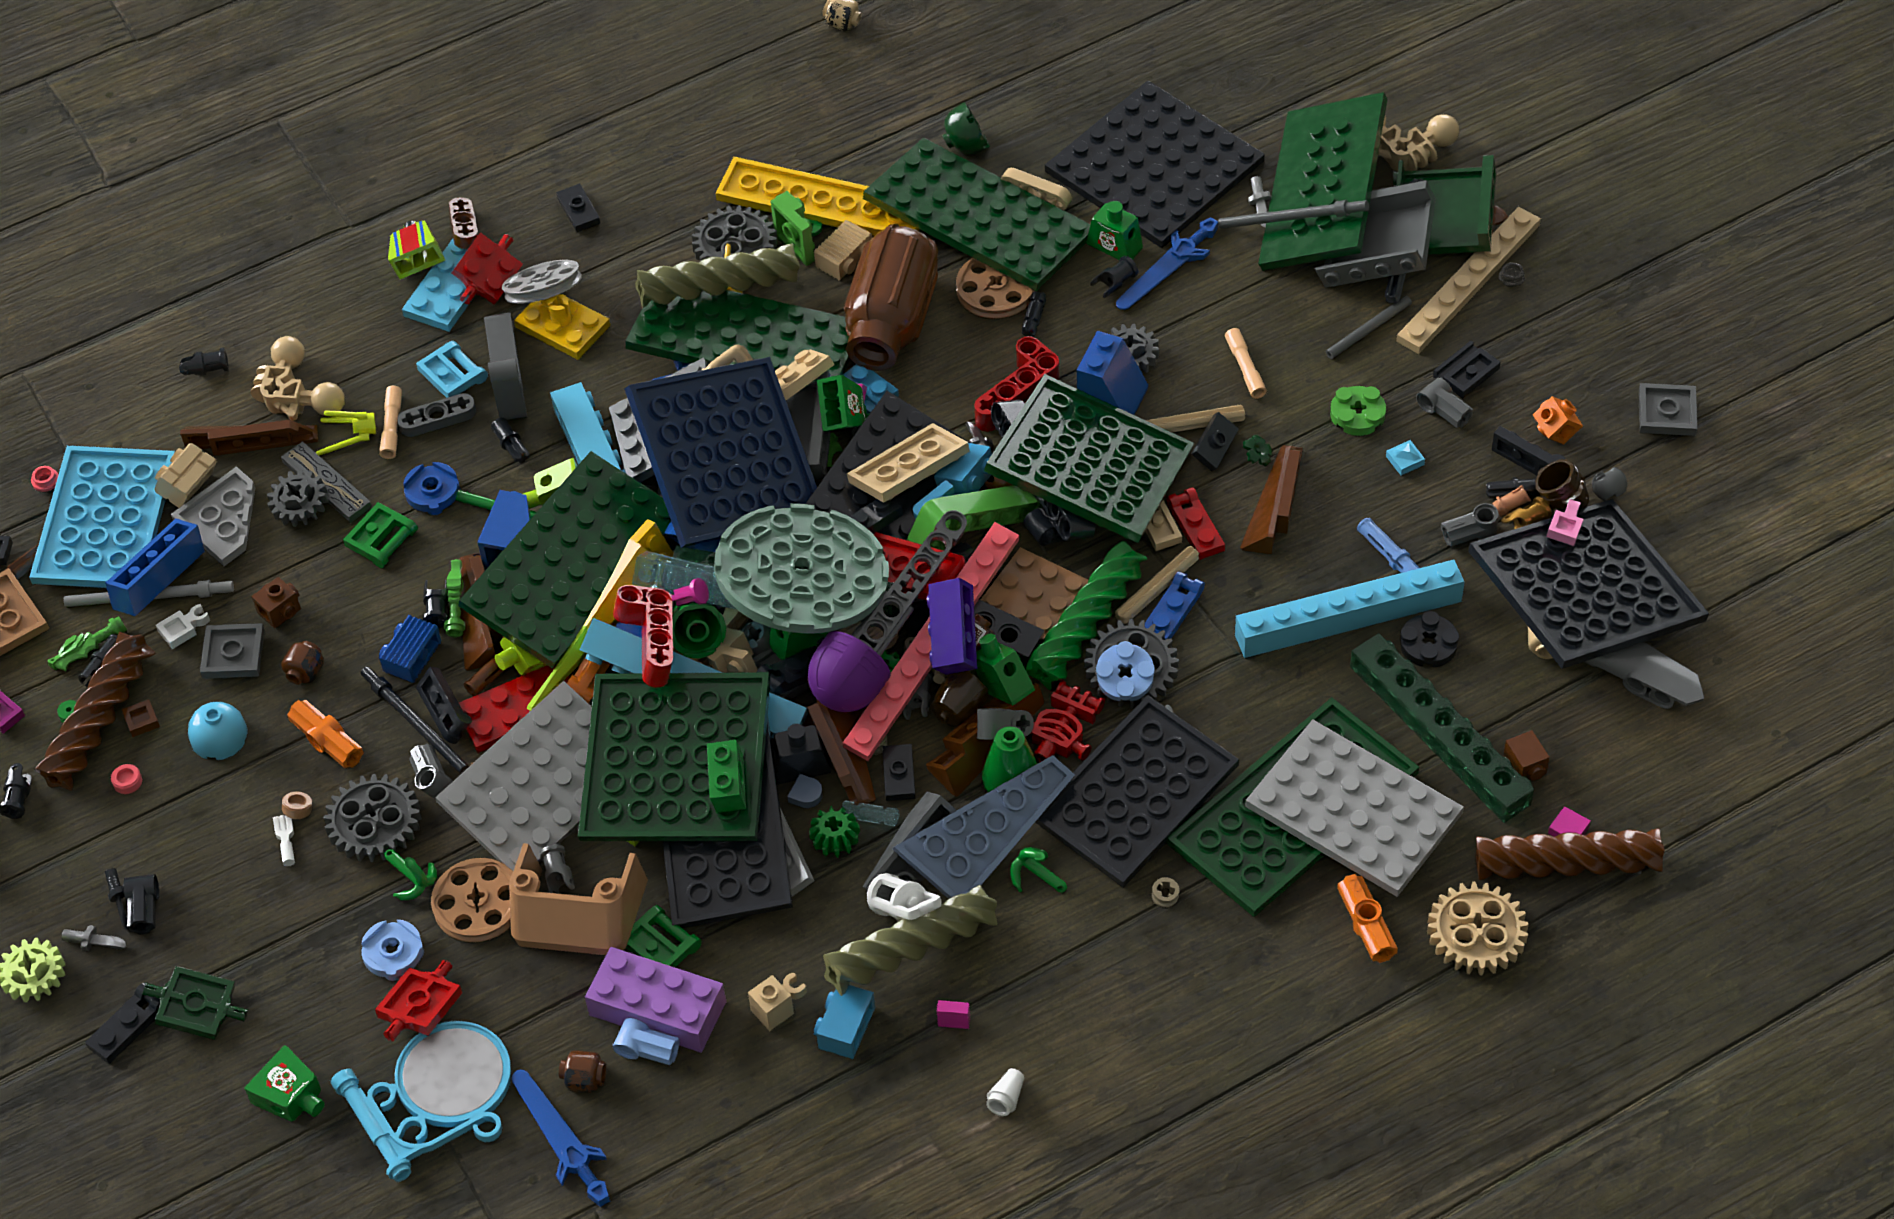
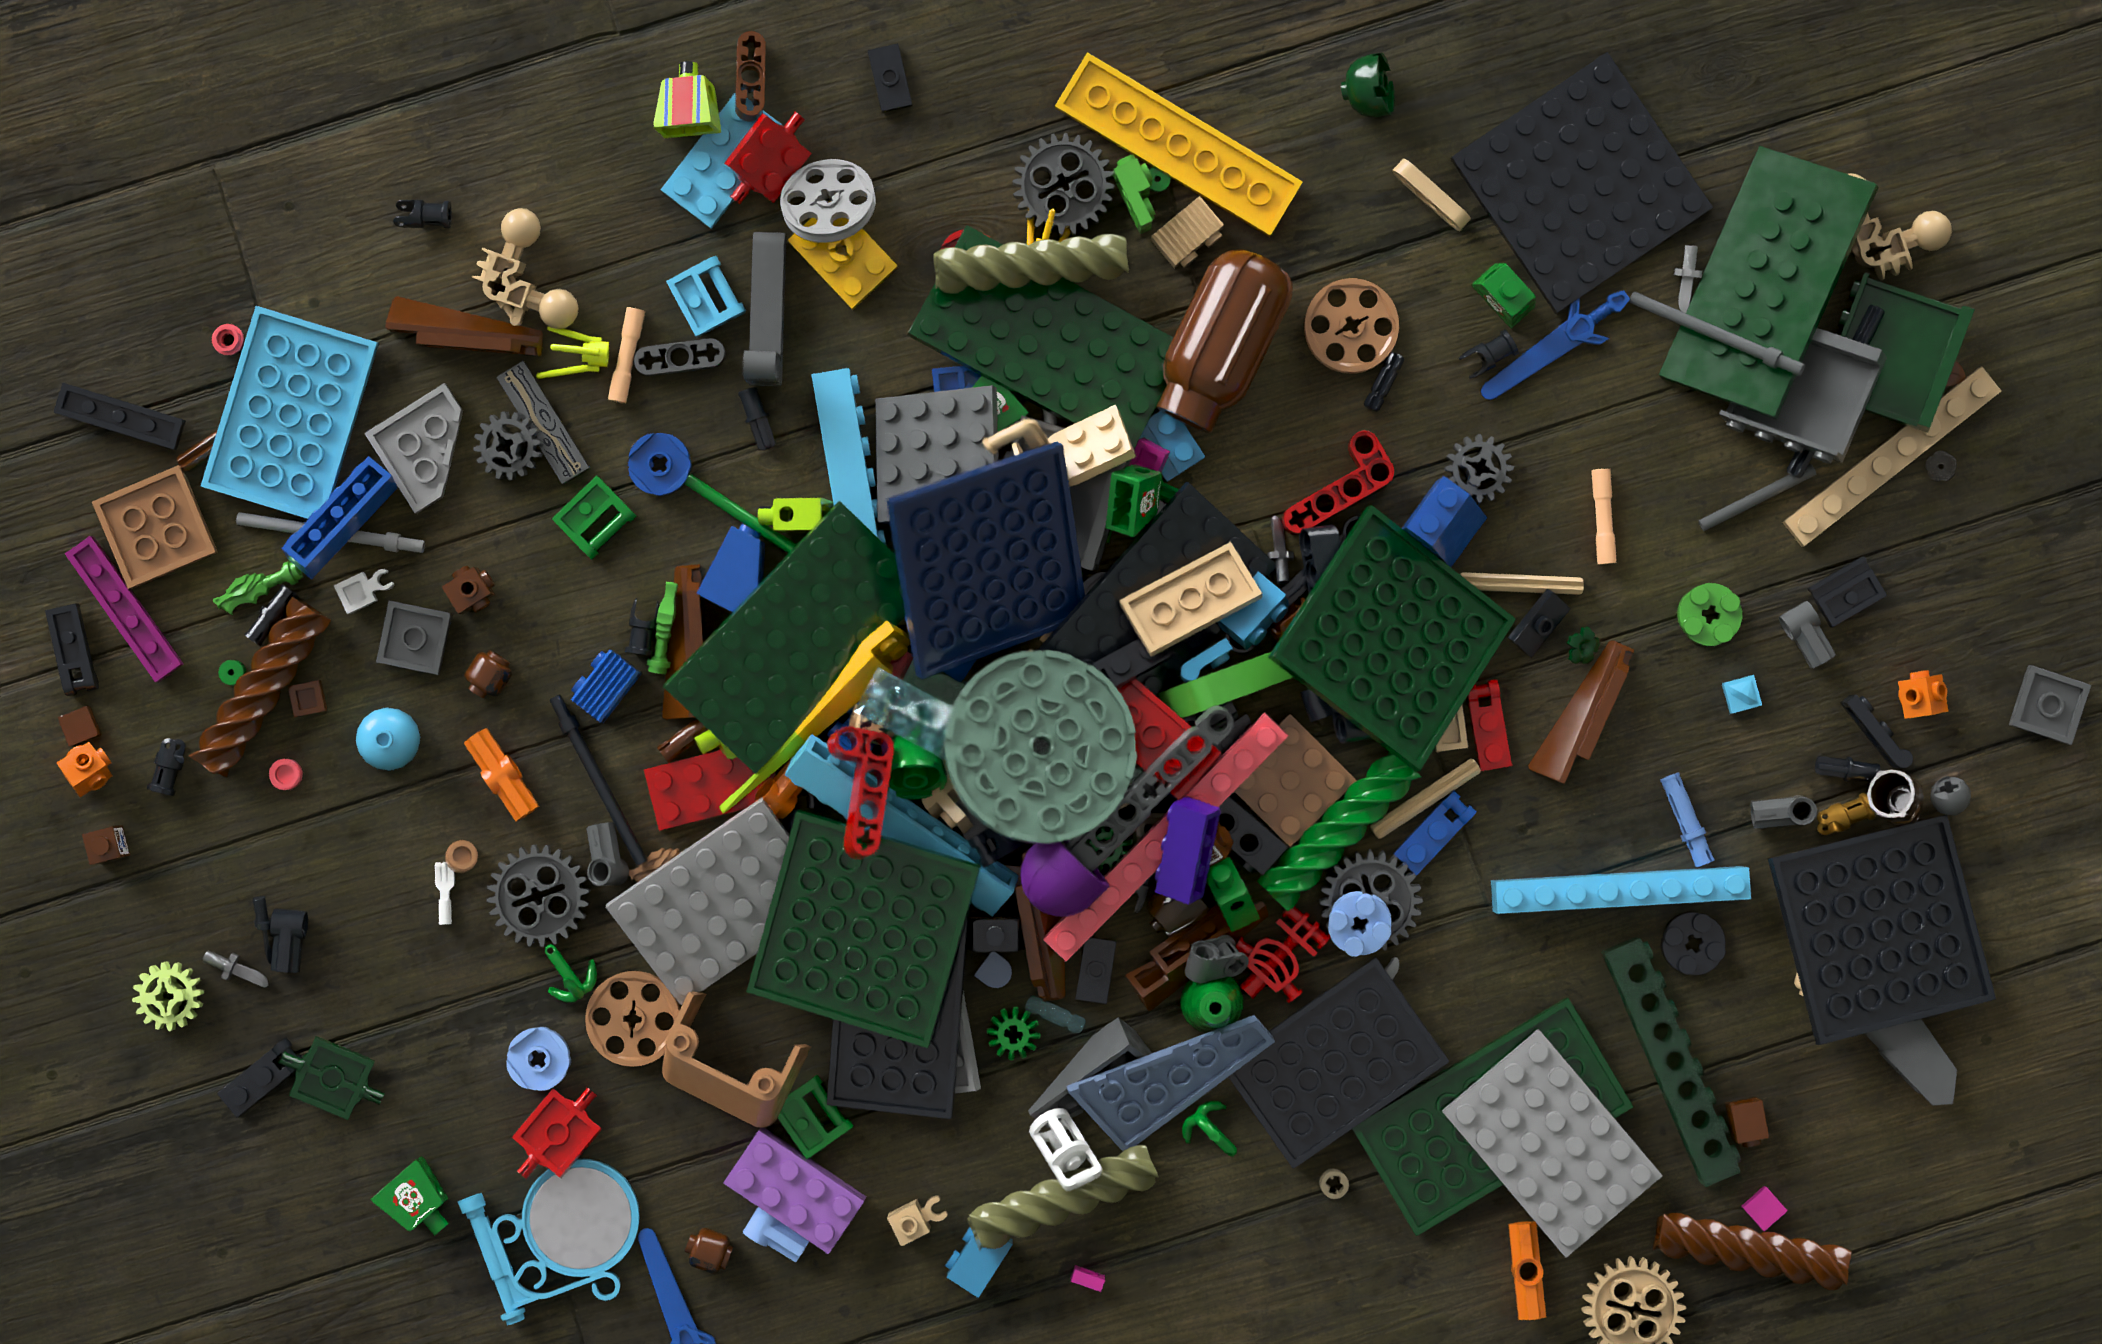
camera: 10 degrees right, 35 degrees up
(184, 475) = (384, 386): tan brick -> none
(443, 705) = (631, 771): black plate -> none
(557, 871) = (720, 1009): dark grey piece -> none
(695, 592) = (920, 753): dark pink piece -> none
(726, 776) = (910, 986): green brick -> none
(979, 213) = (1355, 219): dark green plate -> none
(1511, 501) = (1834, 790): nougat pin -> none
(1566, 525) = (1881, 858): bright pink plate -> none

